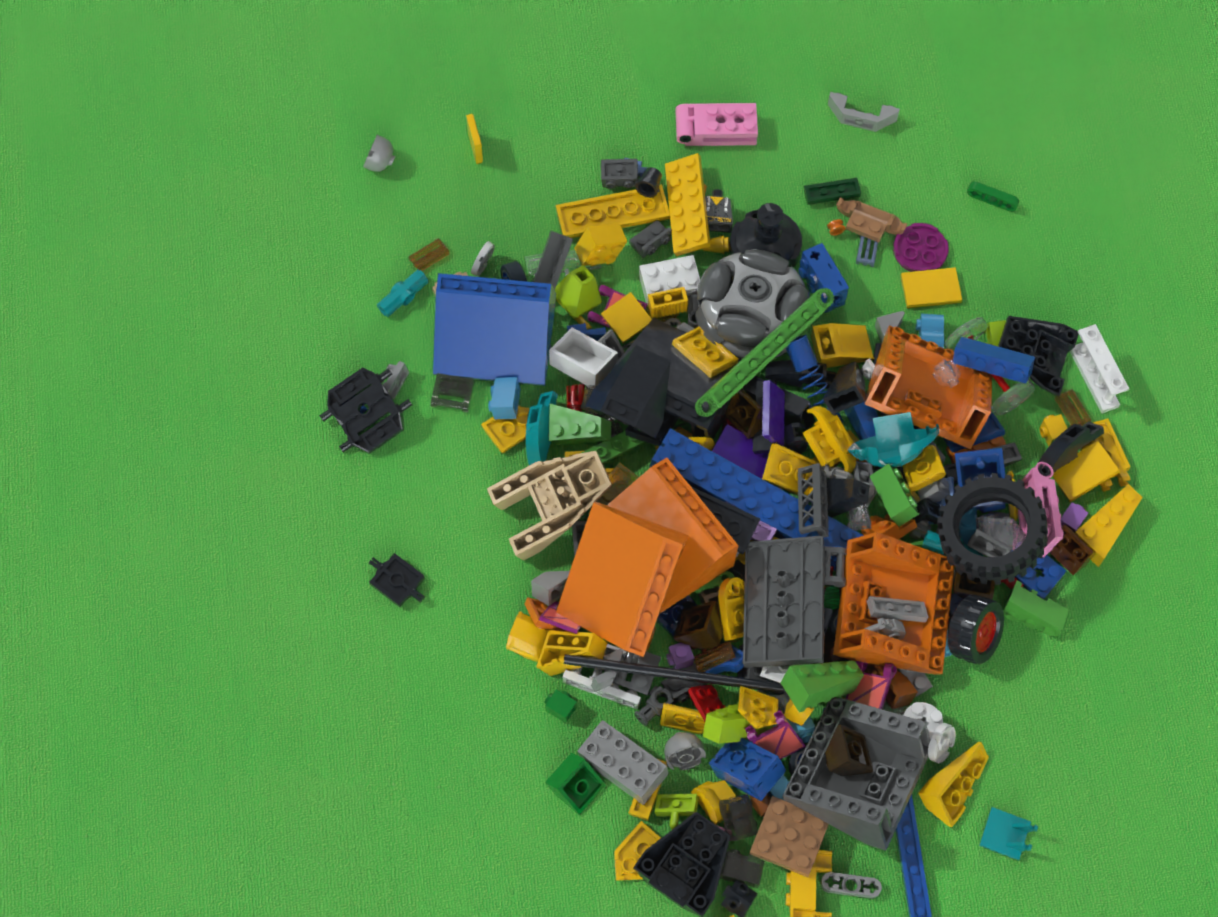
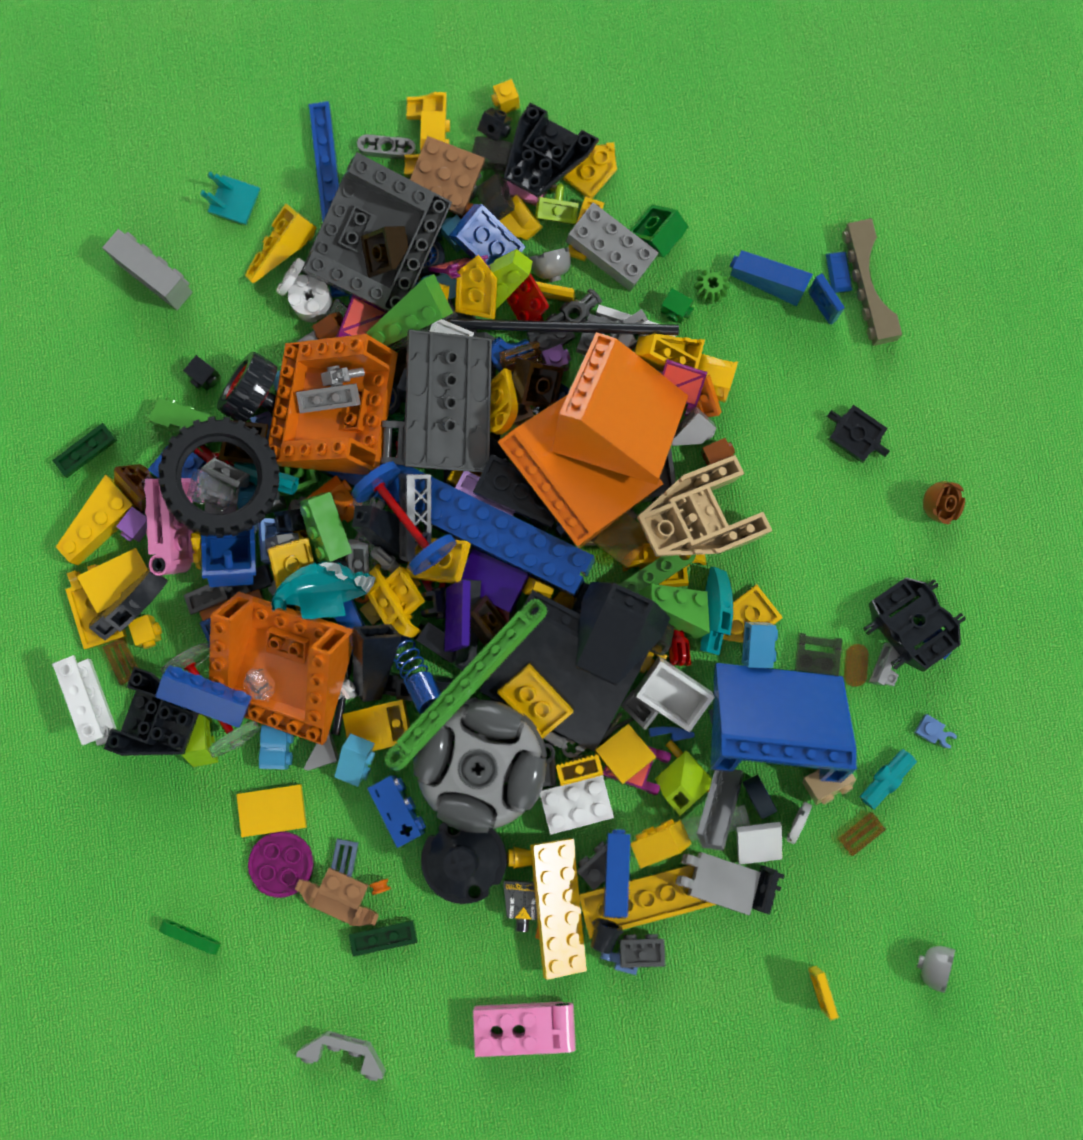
camera: 175 degrees left, 15 degrees up
(327, 511) = (944, 502): none -> dark orange cylinder
(358, 331) = (932, 730): none -> medium blue plate
(373, 762) = (881, 321): none -> dark tan arch
(397, 738) = (839, 272): none -> blue tile
(416, 700) = (826, 299): none -> blue tile
(419, 384) = (856, 665): none -> clear orange tile
(467, 728) = (771, 276): none -> blue slope
(514, 215) = (766, 889): none -> black plate
(517, 246) = (759, 843): none -> white tile
(517, 721) = (705, 280): none -> bright green gear
(529, 565) = (717, 451): none -> dark orange brick
(543, 216) = (720, 882): none -> light grey tile
(638, 219) = (617, 875): none -> blue slope
(797, 461) = (376, 483): none -> blue piece
(860, 316) = (354, 760): none -> medium azure brick
(1022, 657) = (201, 373): none -> black brick
(1084, 755) = (148, 268): none -> light grey brick
(1127, 590) = (84, 450): none -> dark green plate

